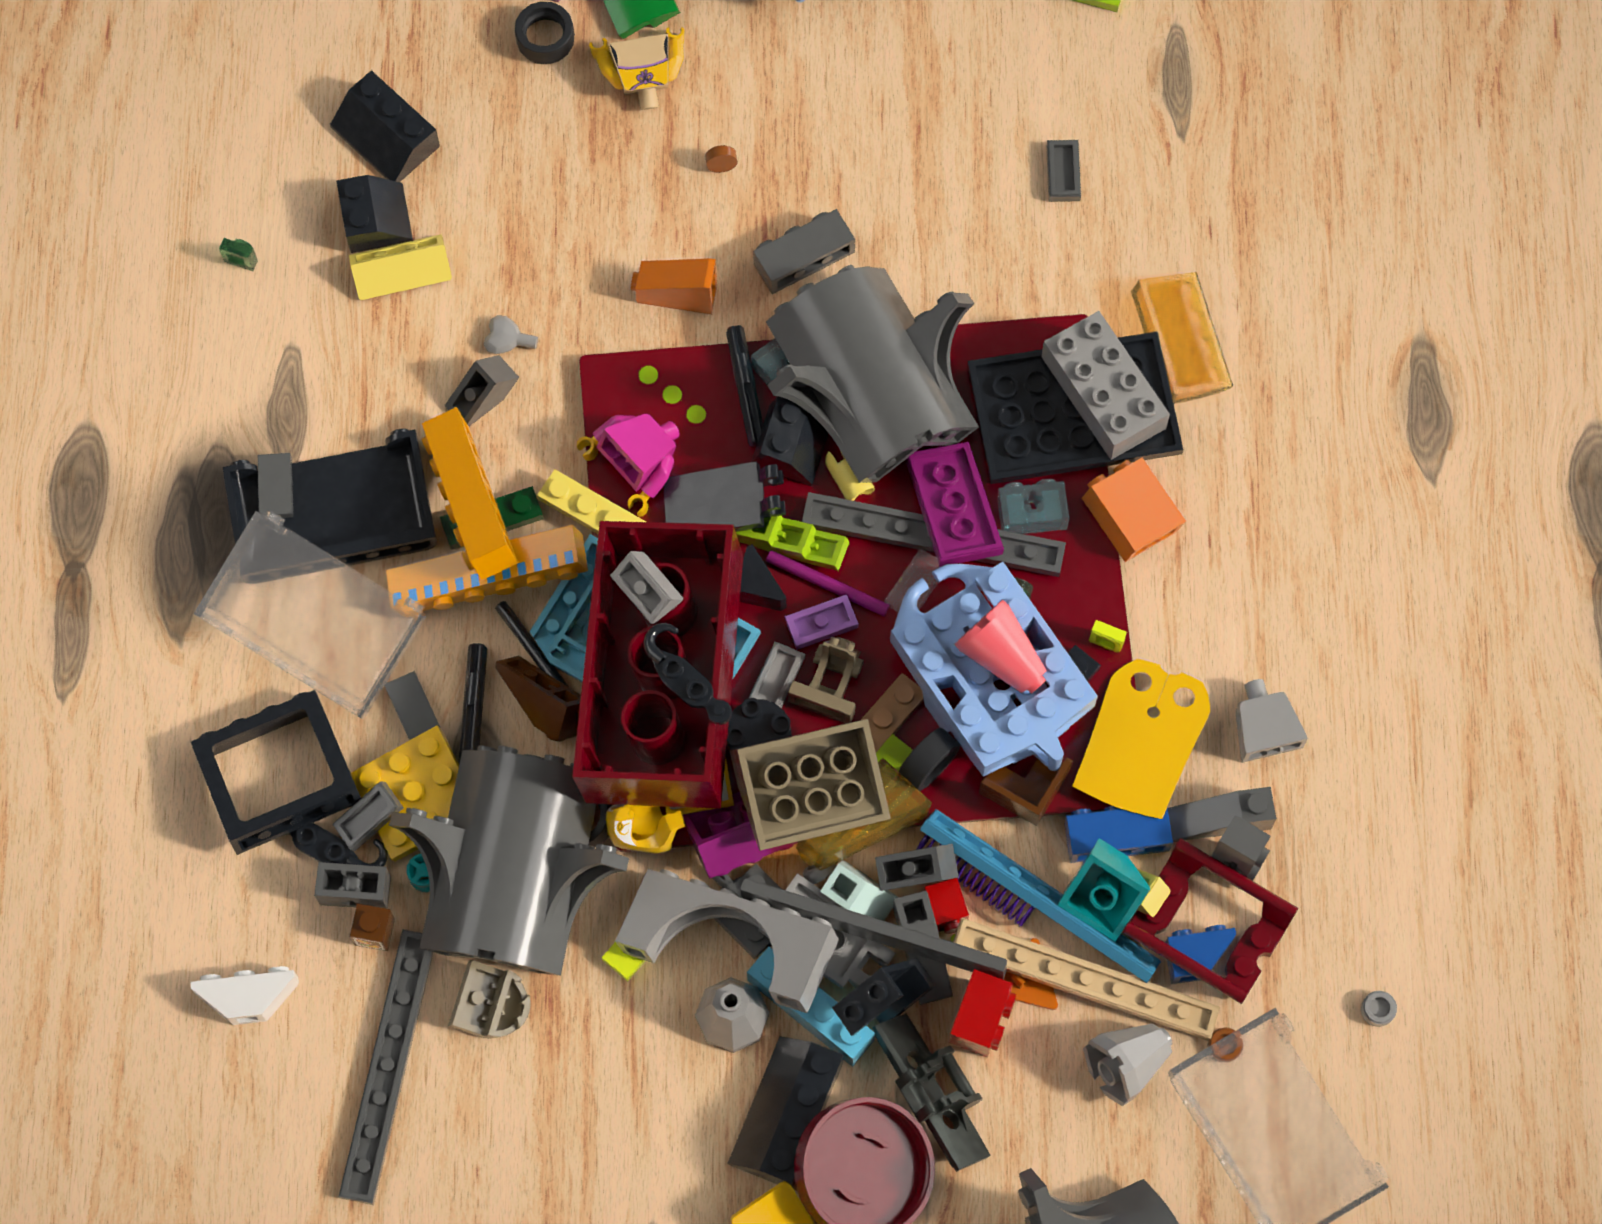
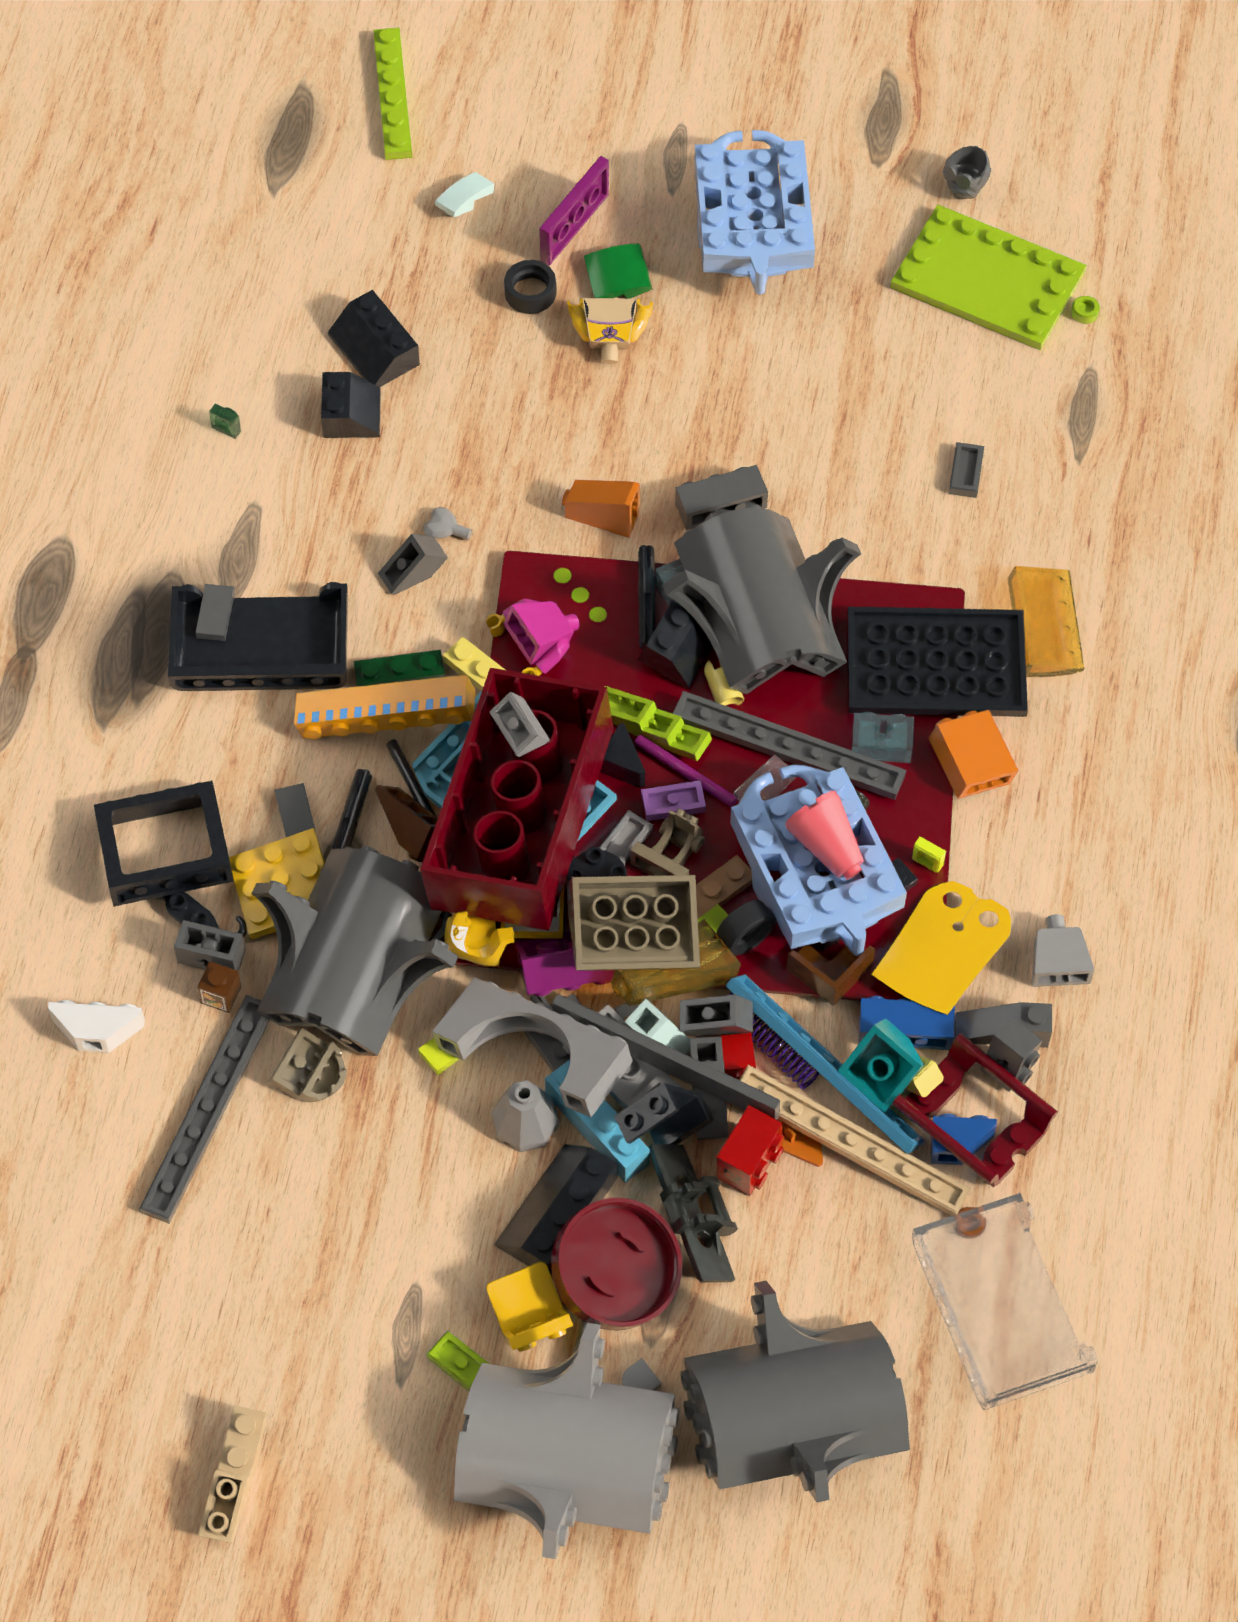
camera: 10 degrees right, 10 degrees down
(310, 614) = (222, 716): clear windscreen -> none
(367, 816) = (233, 893): dark grey tile -> none
(400, 267) = (363, 455): light yellow panel -> none
(415, 871) = (269, 945): teal wheel -> none
(468, 493) = (381, 640): light orange brick -> none
(684, 678) = (536, 803): black piece -> none
(721, 159) = (663, 411): dark orange tile -> none
(724, 496) = (620, 675): black tile -> none
(954, 504) = (812, 721): magenta tile -> none
(1105, 385) = (966, 643): light grey brick -> none
(1127, 1059) = (876, 1215): light grey cone -> none
(1378, 1008) = (1117, 1216): light grey tile -> none

